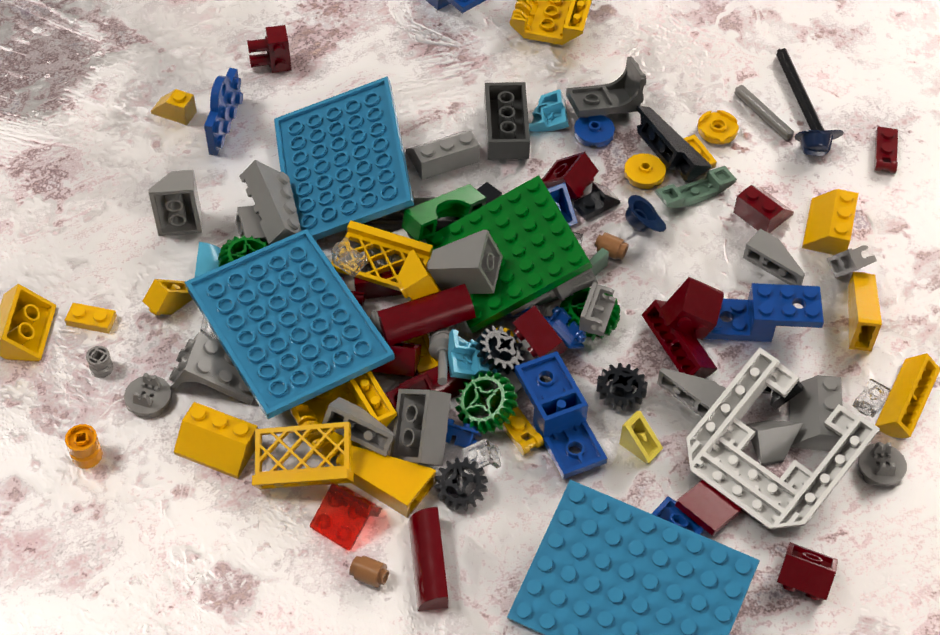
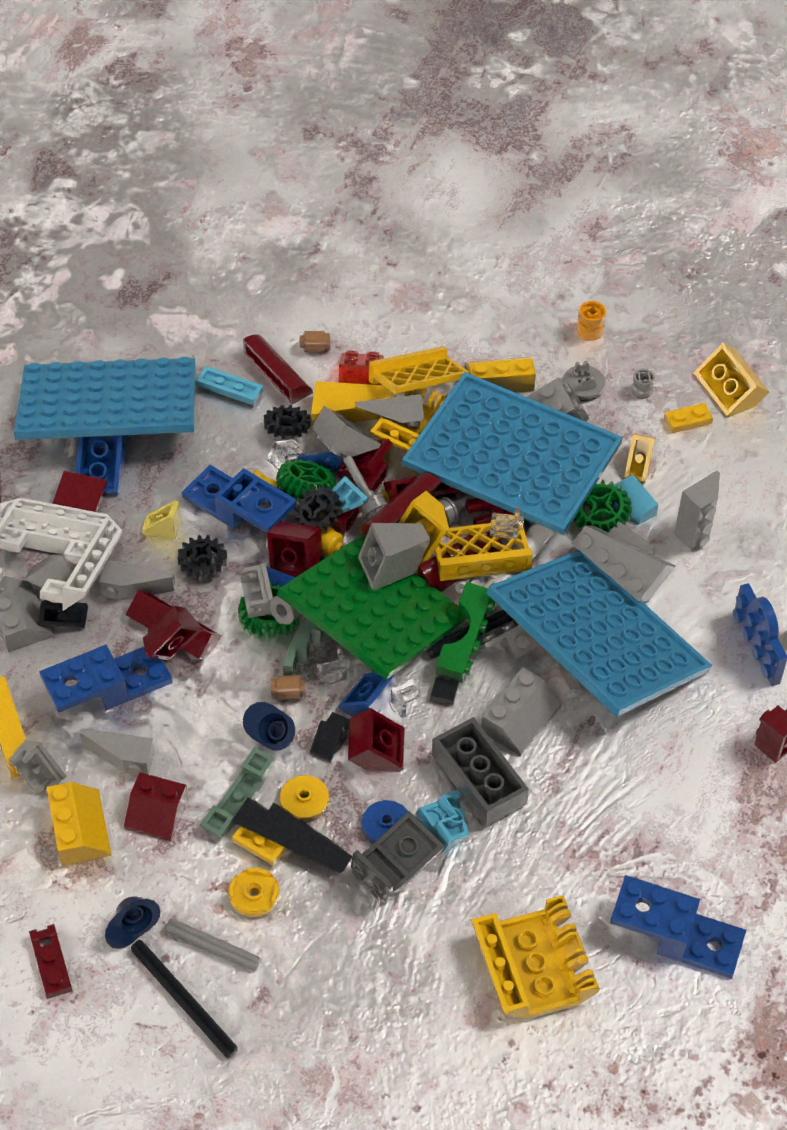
camera: 150 degrees right, 0 degrees up
(490, 562) = (229, 385): none -> medium azure plate

